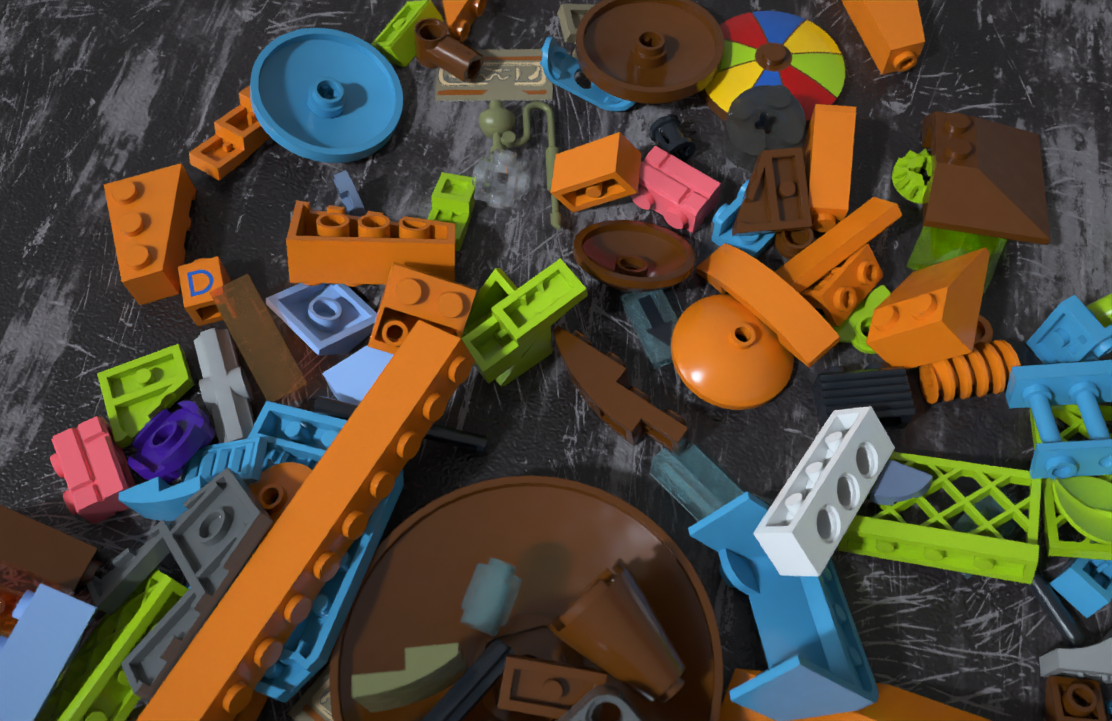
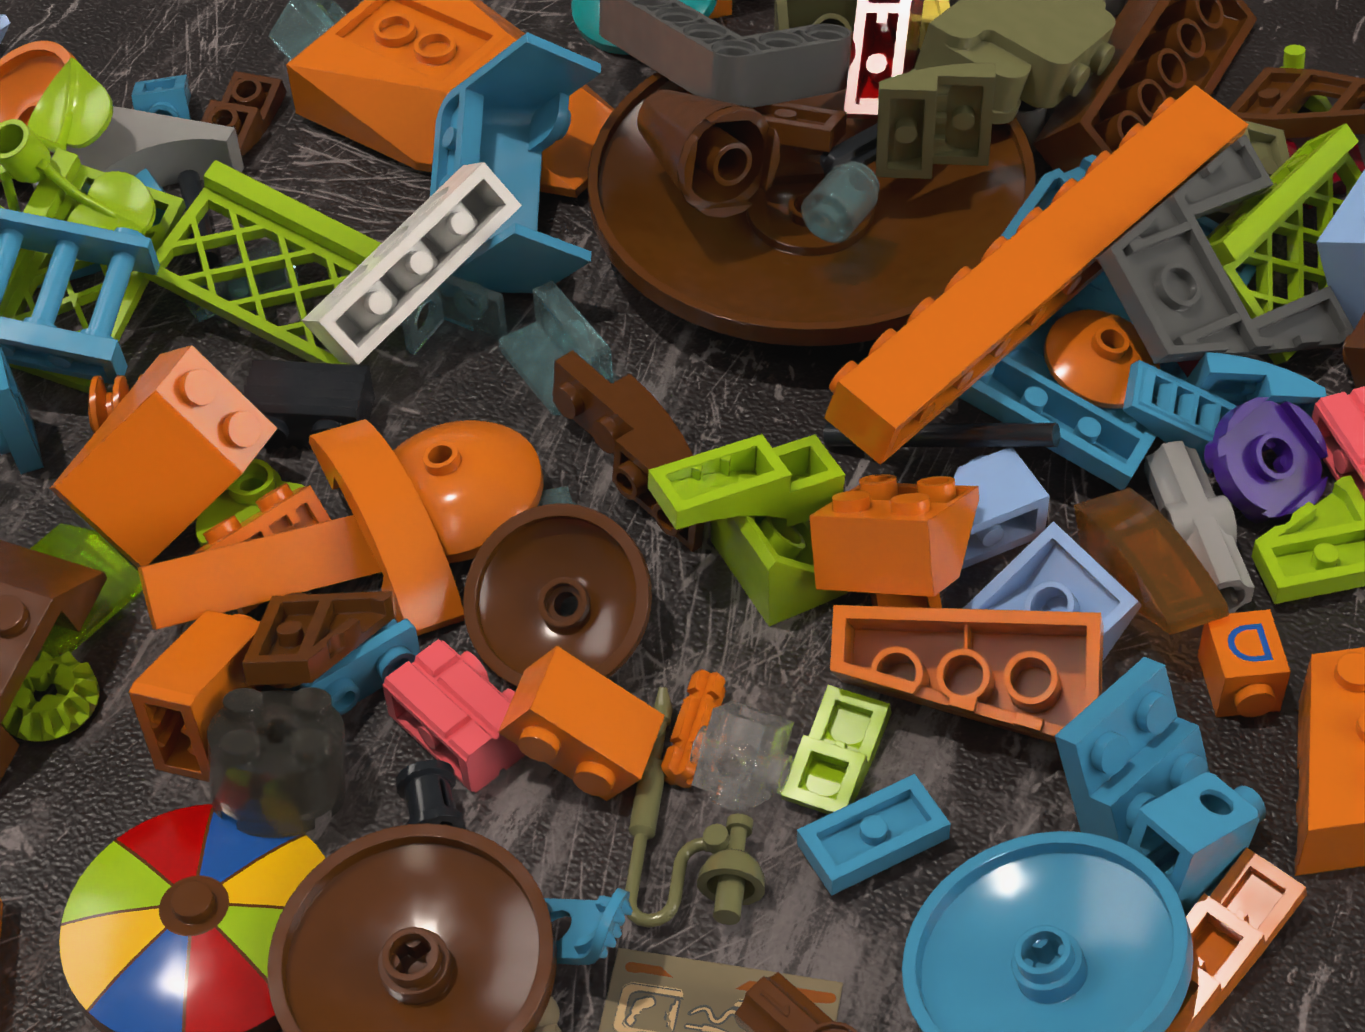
camera: 170 degrees left, 15 degrees down
(247, 162) = (1199, 828): none -> dark azure torso
(267, 209) = (1128, 751): none -> dark azure plate
(349, 194) = (1009, 790): sand blue tile -> none
(423, 161) = (873, 834): none -> dark azure plate
(535, 213) = (705, 693): none -> orange axle
(899, 484) = (307, 288): sand blue tile -> none

